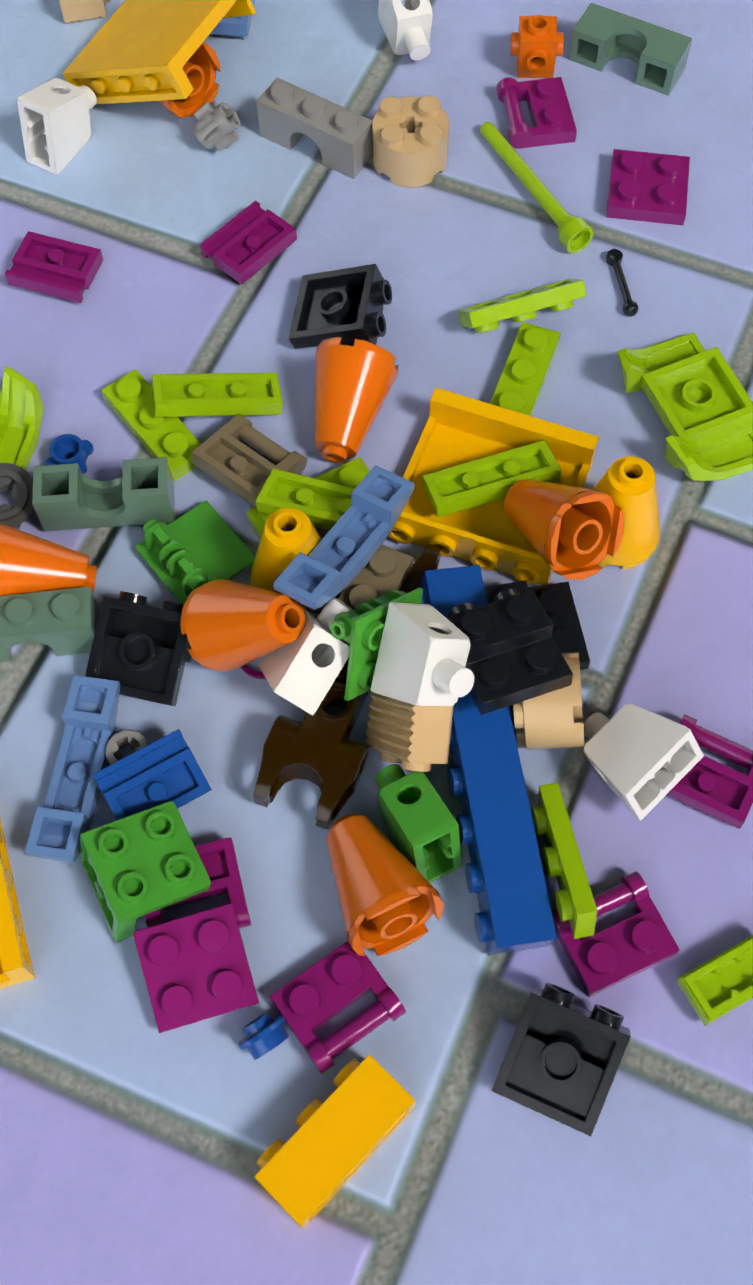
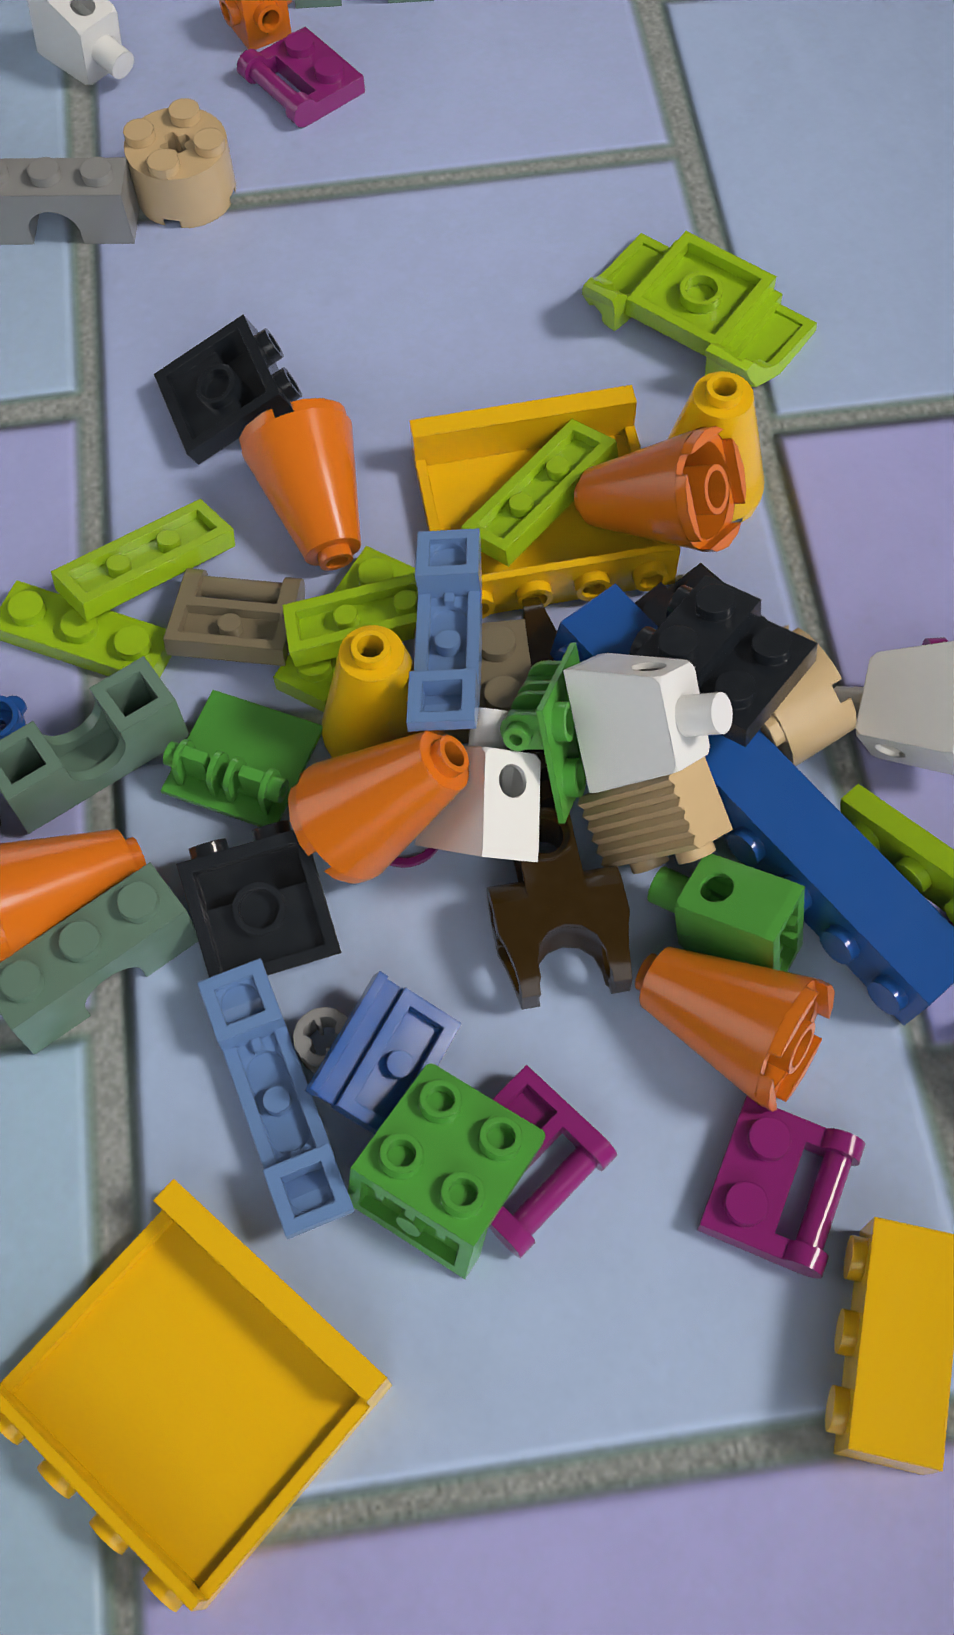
camera: 30 degrees left, 0 degrees up
(195, 967) = (591, 1245): magenta plate -> none
(248, 242) = (58, 368): magenta plate -> none
(263, 1035) = (727, 1275): blue plate -> none
(522, 305) = (435, 288): lime plate -> none
(526, 368) = (486, 354): lime plate -> none
(573, 231) = (436, 184): lime piece -> none
(614, 259) = (499, 196): black hinge -> none
(648, 187) = (482, 103): magenta plate -> none

